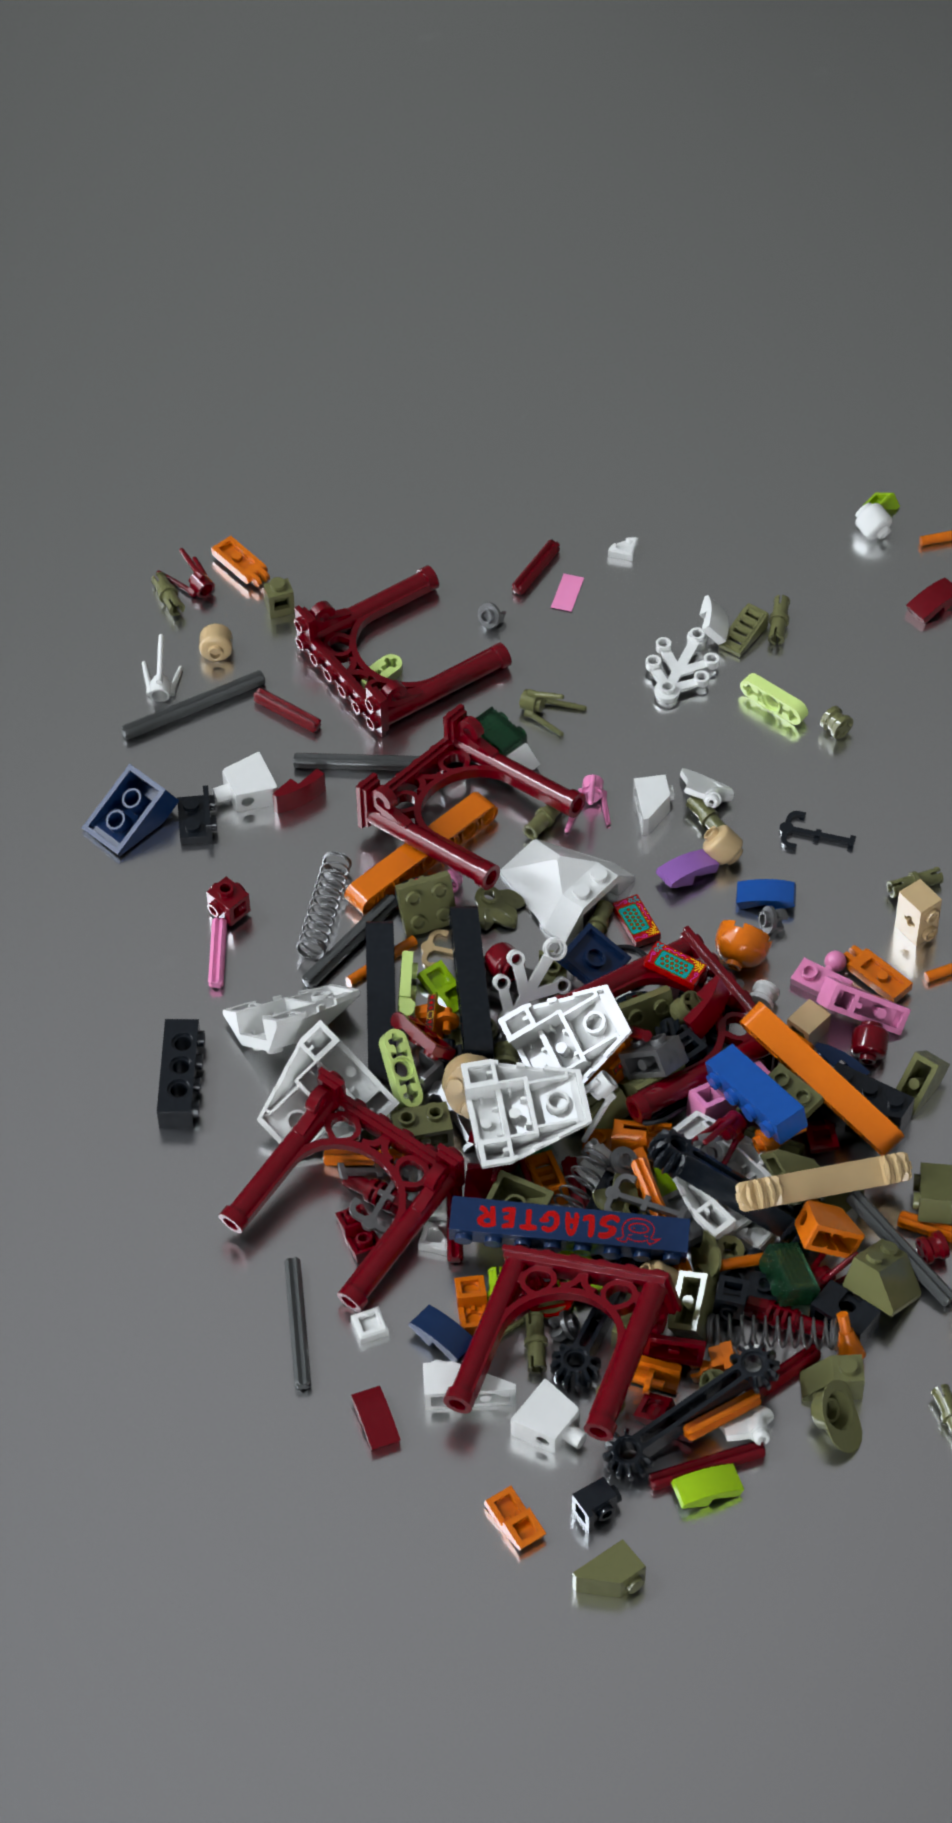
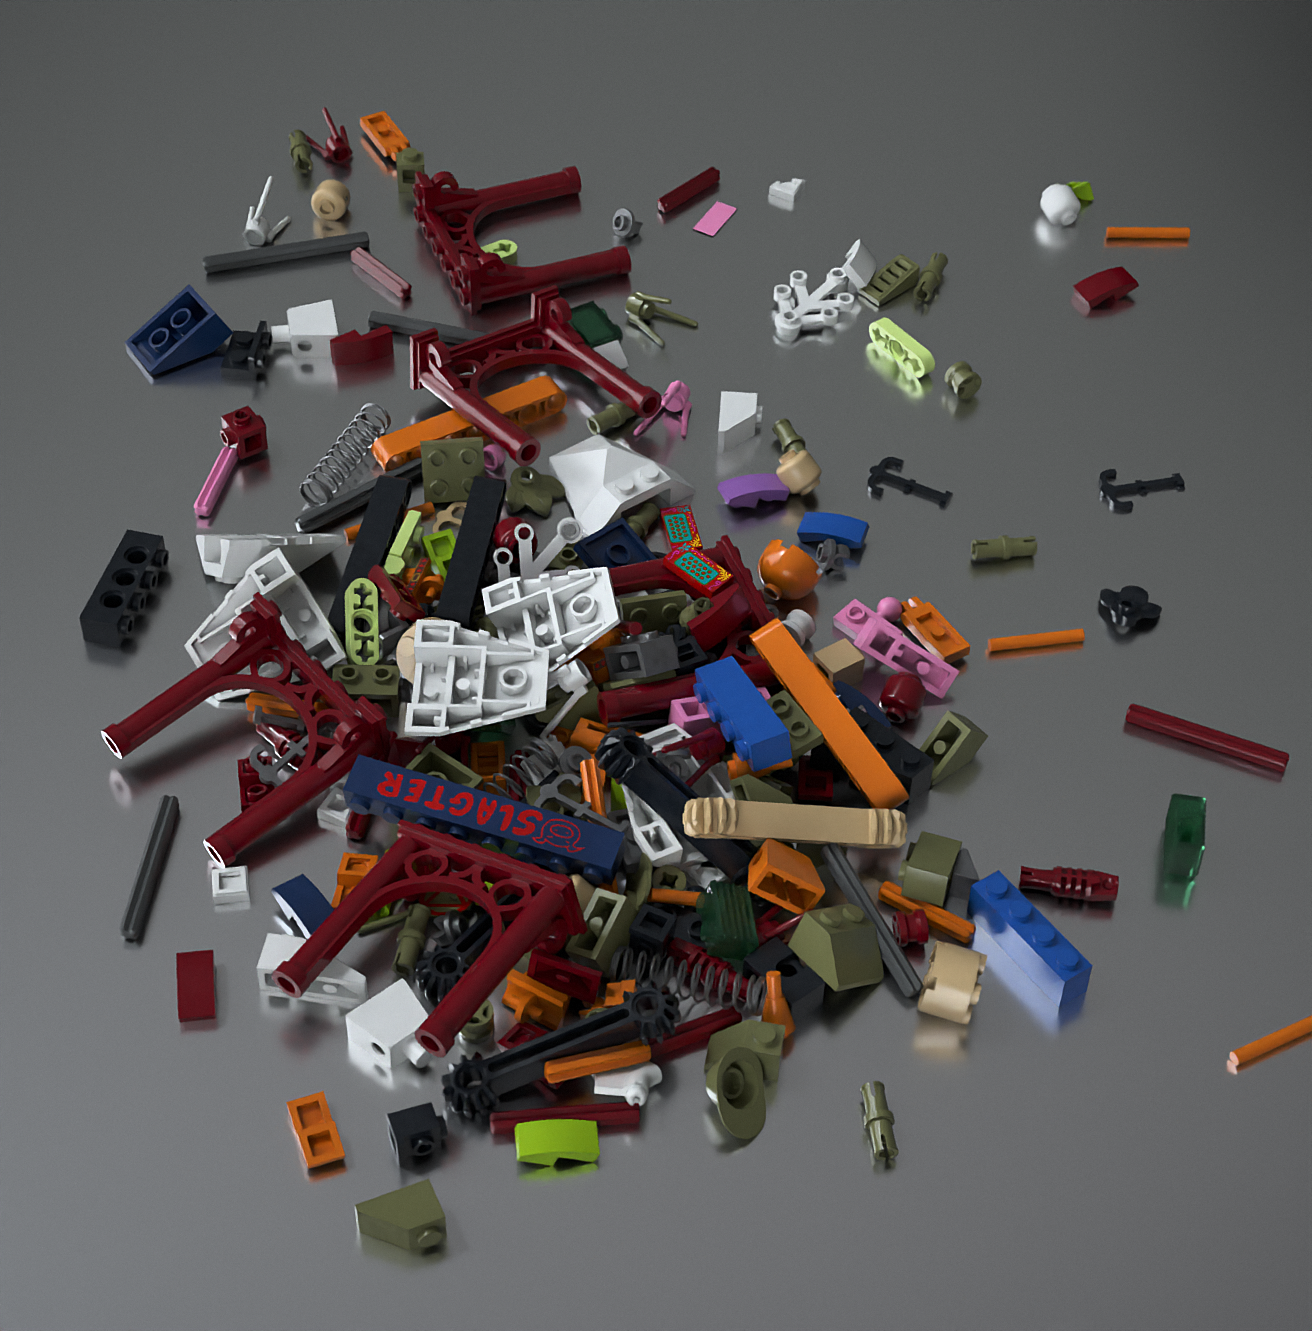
camera: 10 degrees right, 5 degrees down
(706, 788) = (800, 418): white arm -> none
(918, 912) = (996, 574): tan brick -> none

